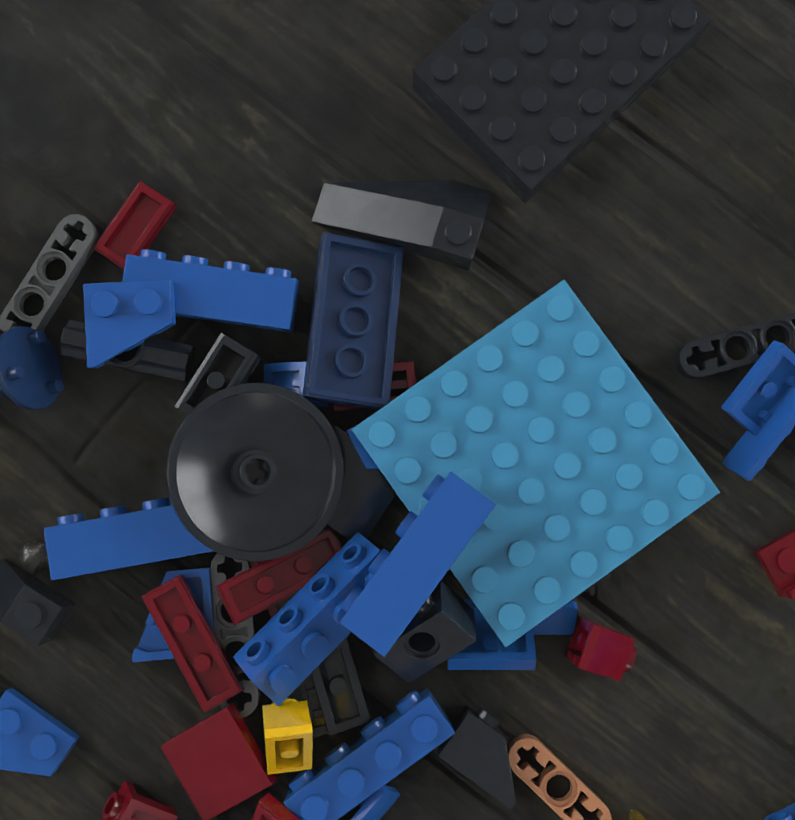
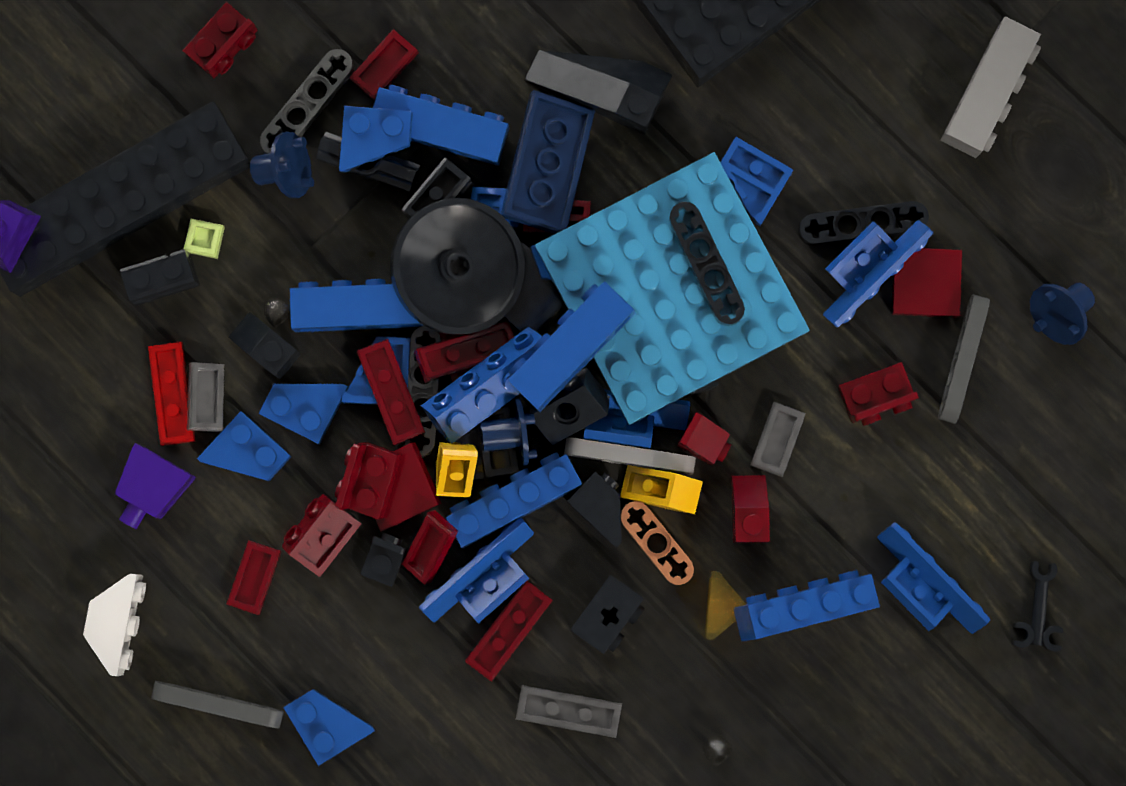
camera: 10 degrees right, 0 degrees up
(86, 674) = (304, 407): none -> blue wing
(176, 762) = (367, 479): none -> dark red bracket
(351, 678) = (509, 433): none -> dark blue piece
(524, 682) = (630, 455): none -> light grey beam
(555, 719) = (661, 489): none -> yellow slope
(584, 421) = (710, 262): none -> black beam
(616, 303) = (754, 177): none -> blue wing
(672, 731) = (750, 509): none -> dark red slope
(690, 630) = (778, 439): none -> flat silver tile

